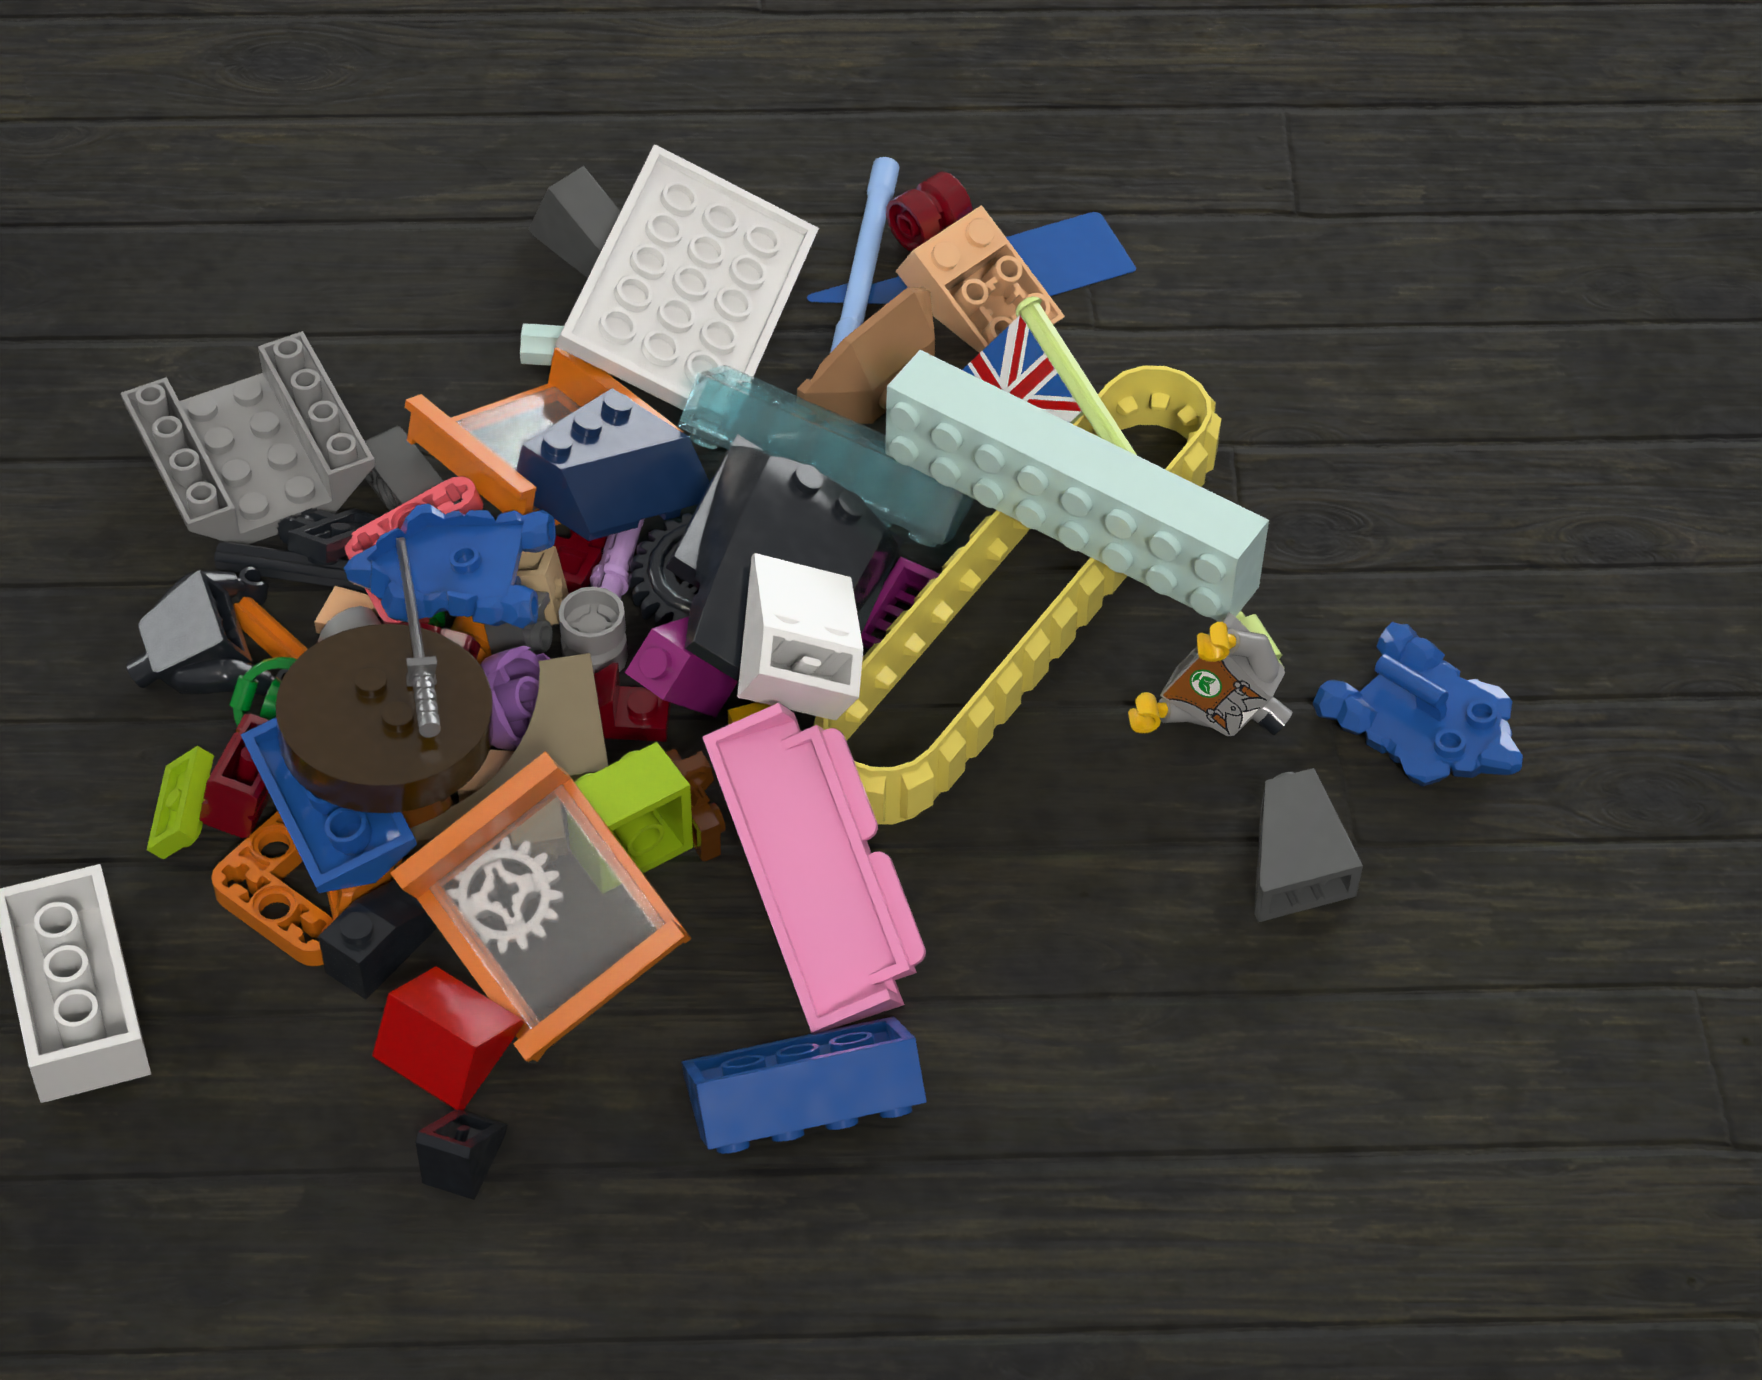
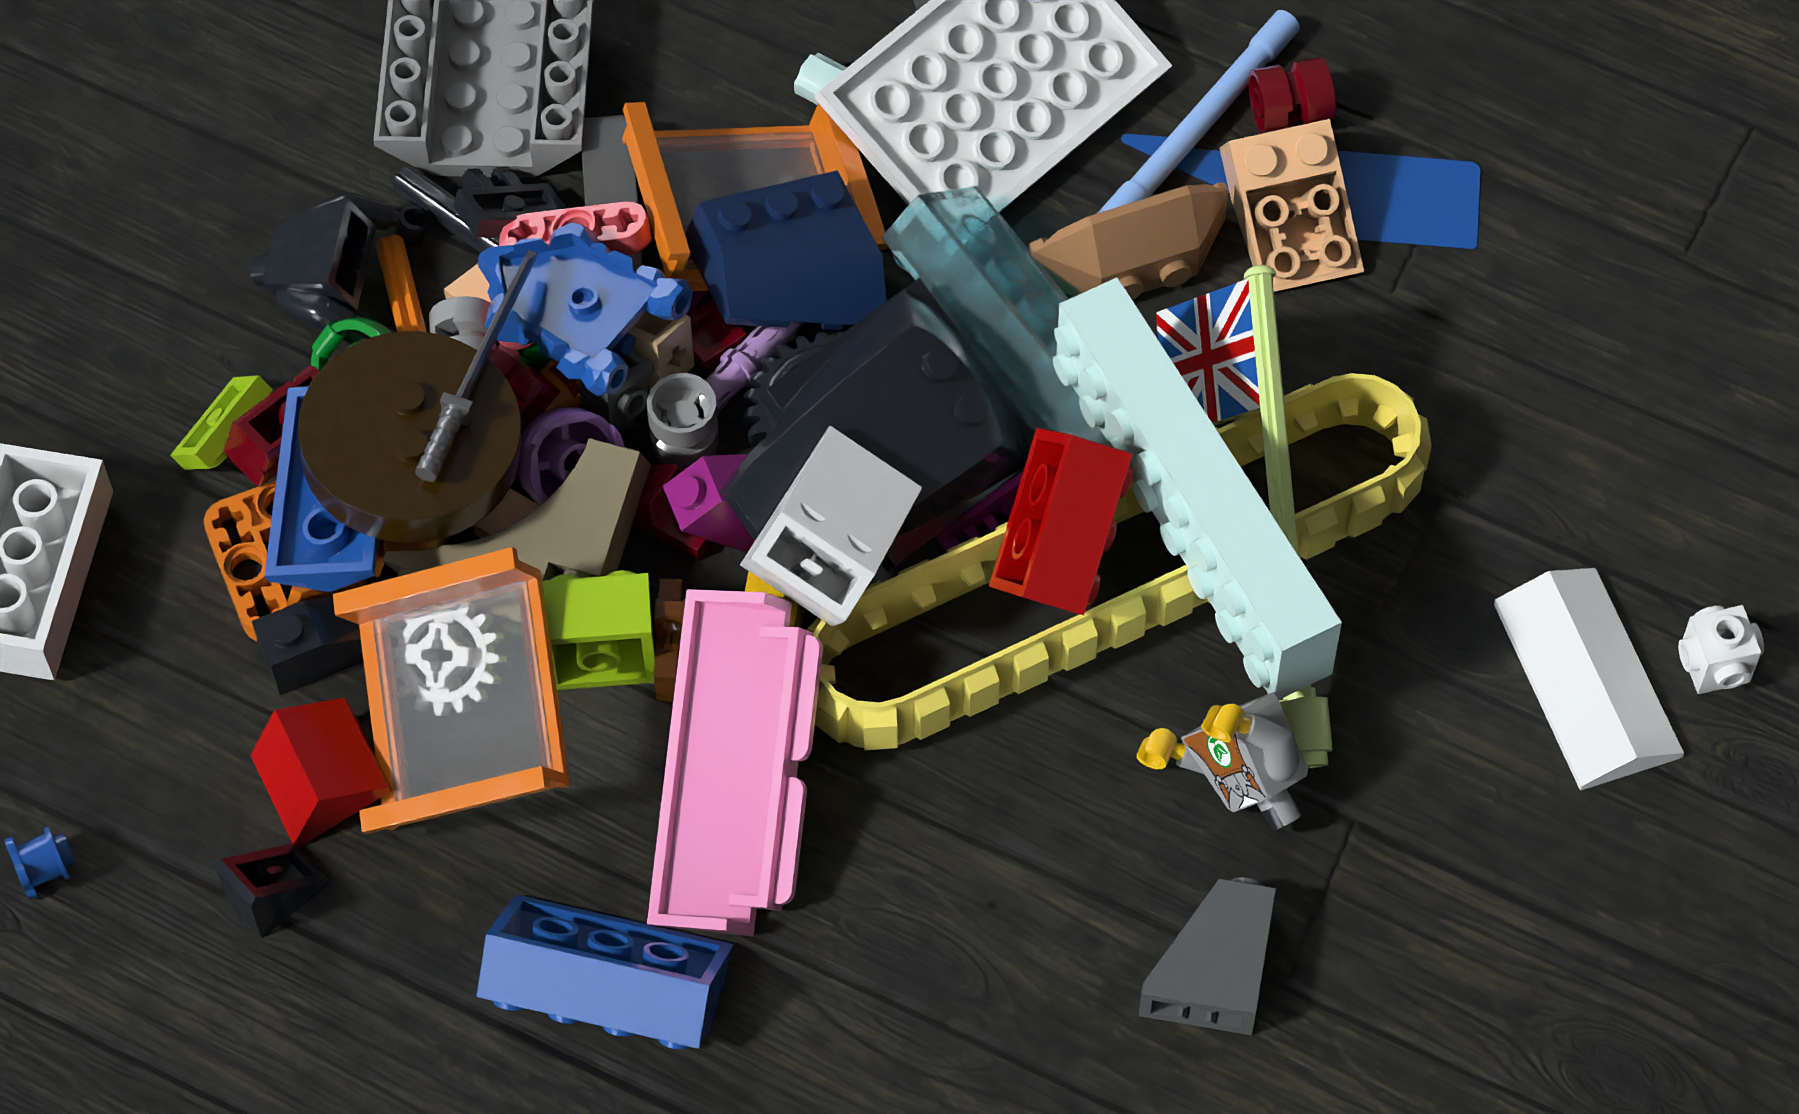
camera: 30 degrees right, 10 degrees up
(234, 1221) = (40, 859): none -> blue brick
(980, 555) = (1062, 520): none -> red brick
(1425, 713) = (1440, 876): blue shield -> none
(1430, 528) = (1587, 676): none -> white slope
(1520, 461) = (1720, 648): none -> white brick

